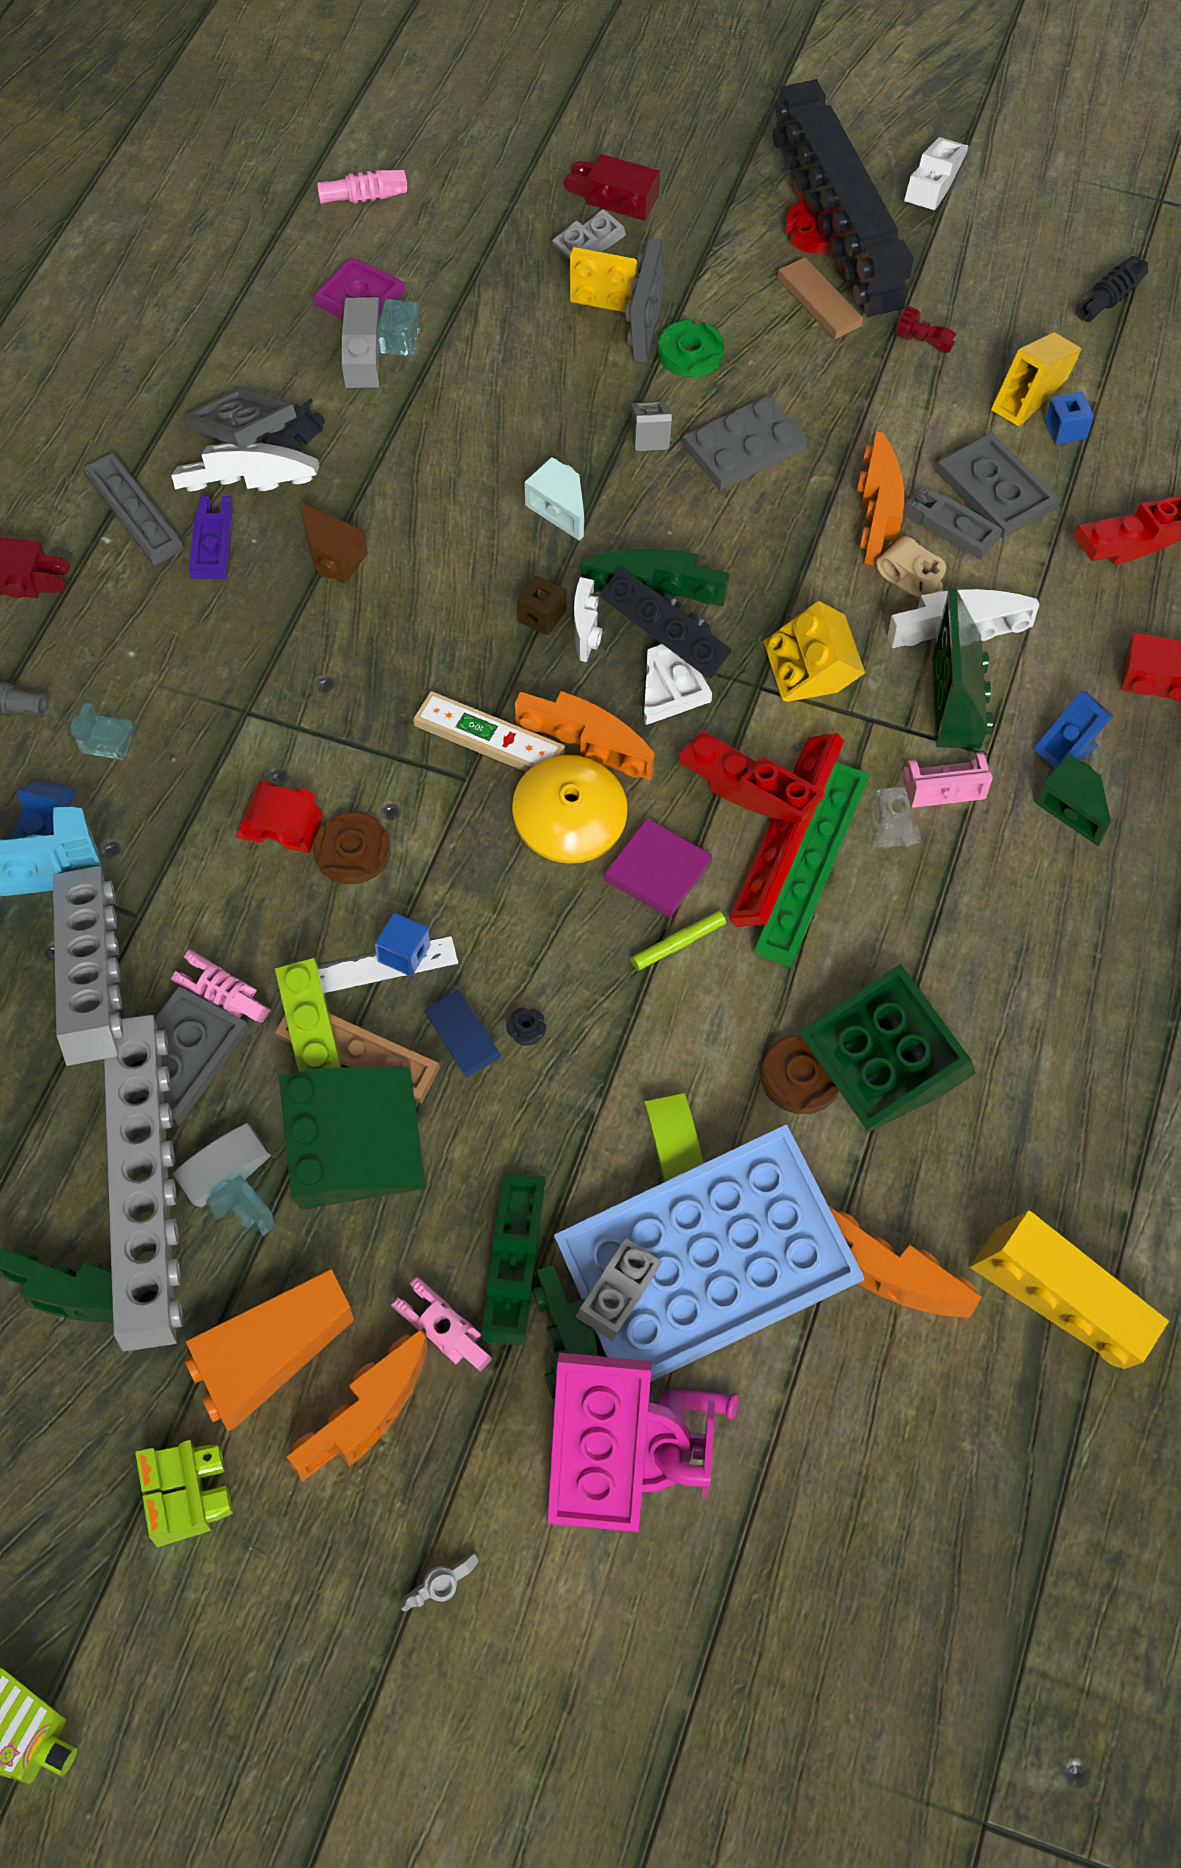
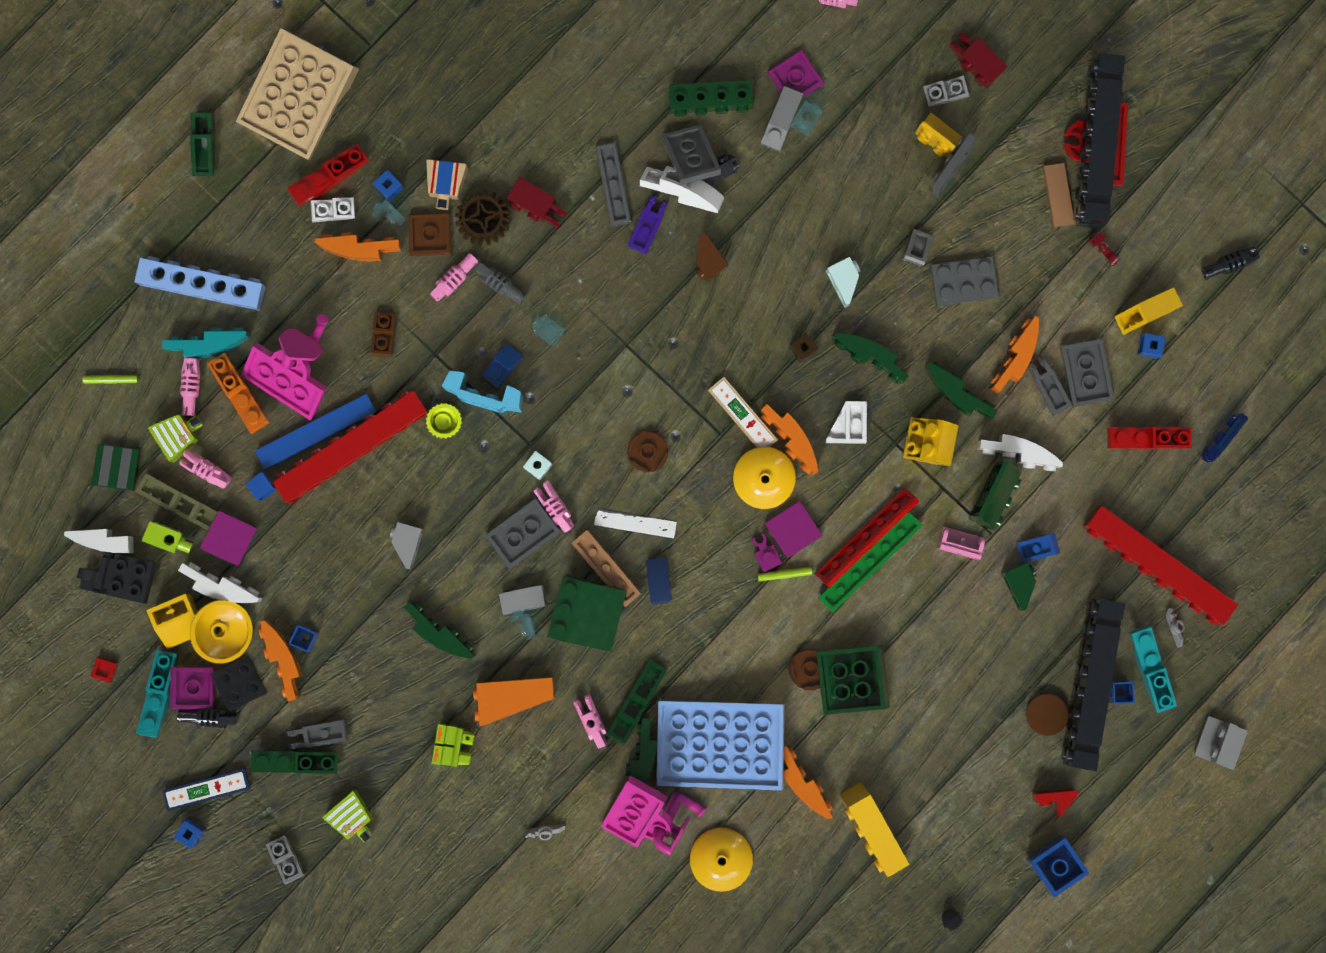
camera: 20 degrees right, 25 degrees up
(85, 966) = (486, 525): light grey brick -> none
(153, 1322) = (497, 525): light grey brick -> none
(164, 945) = (545, 465): none -> light aqua piece
(239, 349) = (710, 97): none -> dark green brick
(281, 816) = (618, 420): red cylinder -> none
(308, 1016) = (589, 547): lime plate -> none
(379, 1398) = (551, 741): orange slope -> none
(402, 944) = (650, 521): blue piece -> none
(529, 1035) = (685, 588): black plate -> none
(586, 633) = (819, 373): white slope -> none
(618, 1289) = (674, 743): light grey slope -> none
(631, 925) = (766, 556): none -> magenta plate
(663, 621) = (863, 391): black bracket -> none
(673, 1135) = (734, 676): lime slope -> none
(687, 362) = (960, 211): green tile -> none
(748, 783) = (860, 505): red slope -> none
(805, 576) = (951, 389): none -> dark green slope
(806, 1512) = (716, 844): none -> yellow dish
(894, 827) = (921, 561): clear plate -> none
(910, 565) = (1010, 406): tan piece -> none
(935, 173) = (1176, 128): white slope -> none

